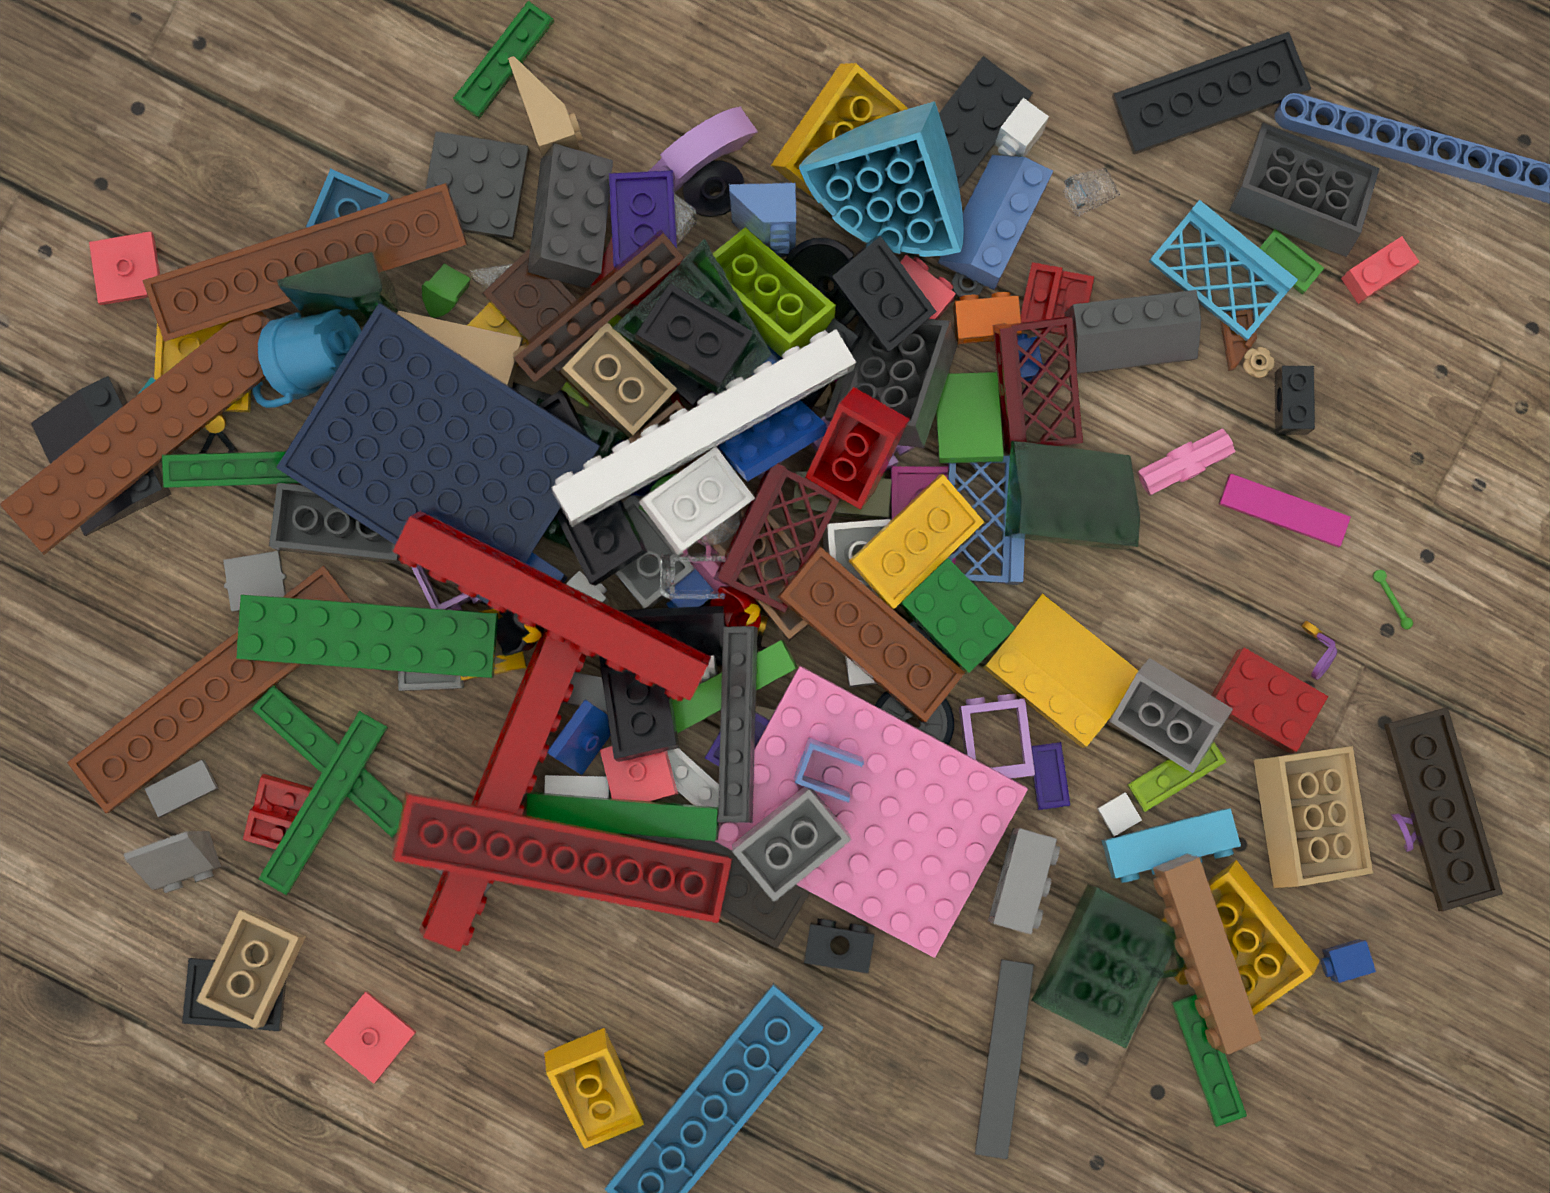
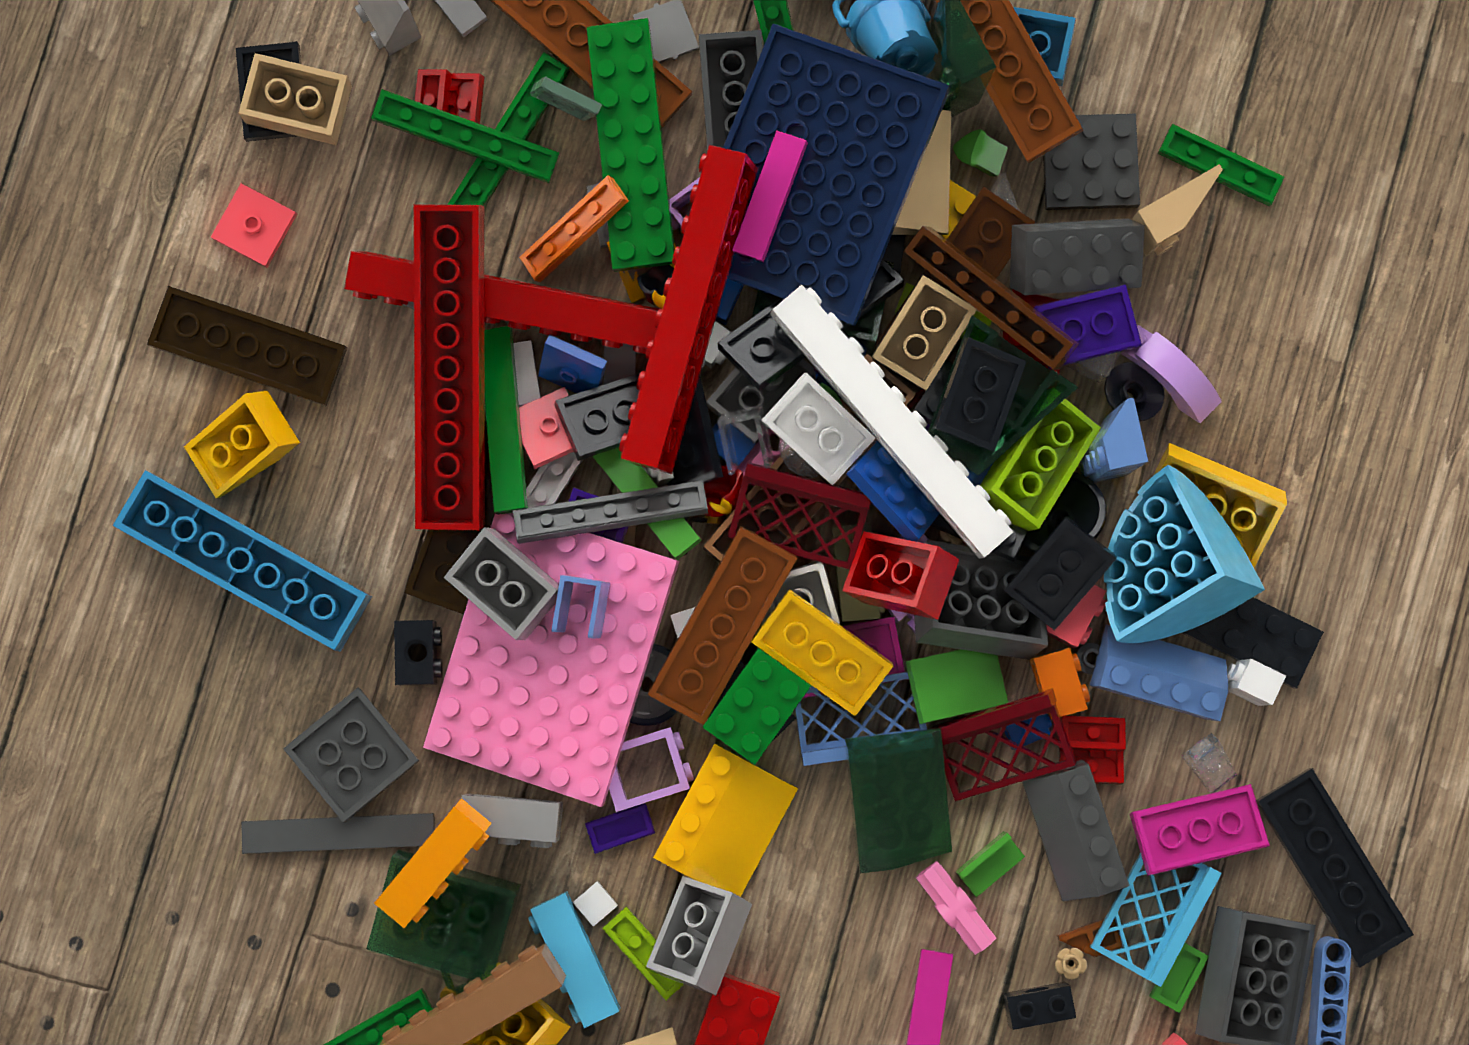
camera: 75 degrees right, 0 degrees up
(307, 693) = (565, 99): none -> sand green tile
(442, 709) = (574, 229): none -> orange tile
(452, 503) = (770, 196): none -> dark pink tile
(493, 1065) = (247, 345): none -> dark brown plate
(929, 1031) = (351, 755): none -> dark grey plate
(1056, 963) = (432, 864): none -> light orange brick
(1149, 421) = (990, 864): none -> bright green panel
(1153, 213) = (1199, 829): none -> dark pink tile

